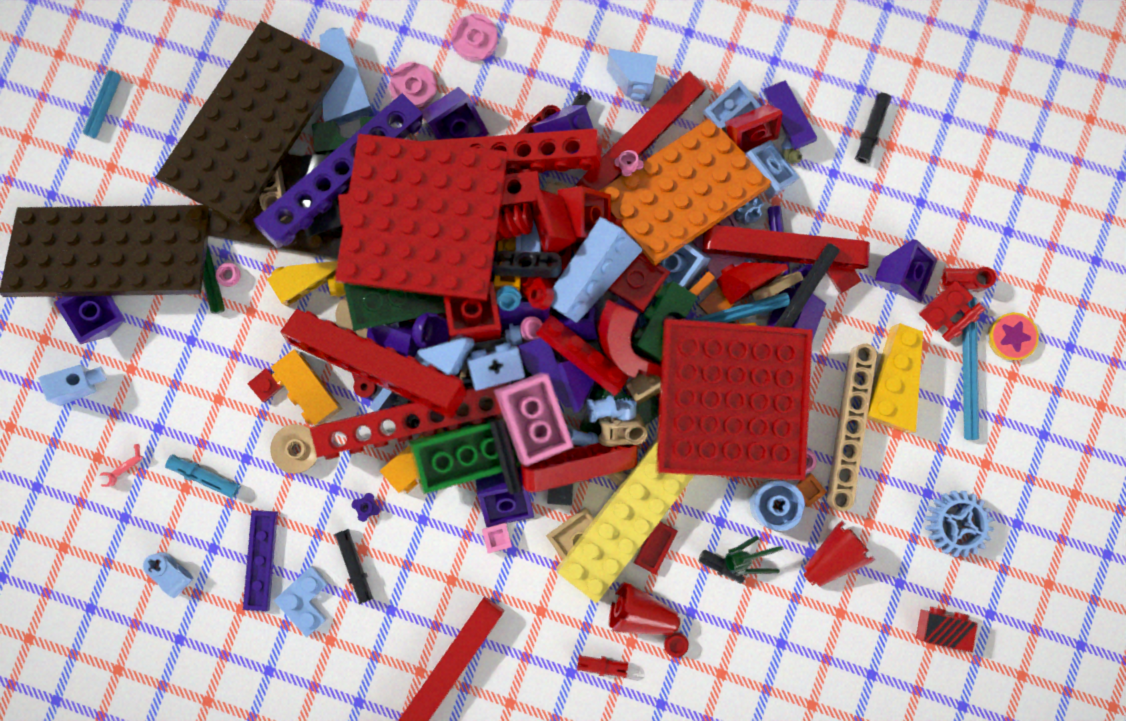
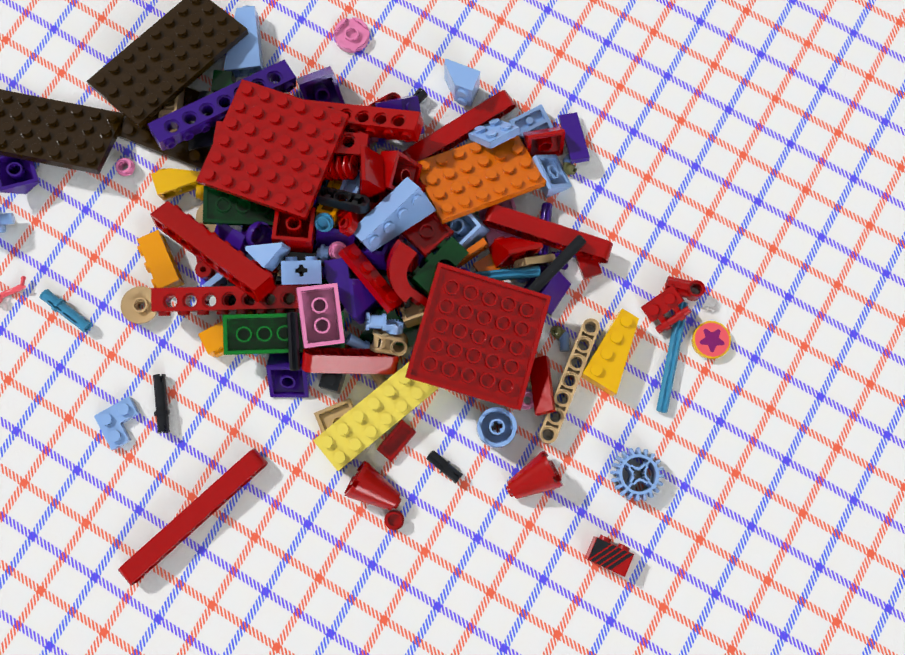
camera: 15 degrees right, 5 degrees down
(101, 104) = (66, 26): dark azure axle -> none
(170, 576) = (21, 379): light blue piece -> none
(211, 286) = (110, 171): dark green axle -> none
(260, 560) = (92, 384): dark purple tile -> none
(264, 385) = (130, 254): red plate -> none
(368, 500) = (187, 364): dark purple plate -> none
(415, 82) = (299, 58): bright pink tile -> none
(497, 538) = (275, 406): bright pink plate -> none
(602, 666) = (332, 523): red pin -> none
(628, 157) = (442, 145): bright pink plate -> none
(689, 132) = (493, 133): none -> light blue plate
(739, 560) = (457, 462): dark green plant -> none
(750, 211) = (526, 201): light blue gear -> none
(810, 489) = (526, 423): orange tile -> none
(823, 444) = (542, 386): none -> red tile
(830, 372) = (562, 336): none -> arm
(874, 124) = (632, 166): black pin -> none
(907, 270) = (638, 272): dark purple slope -> none

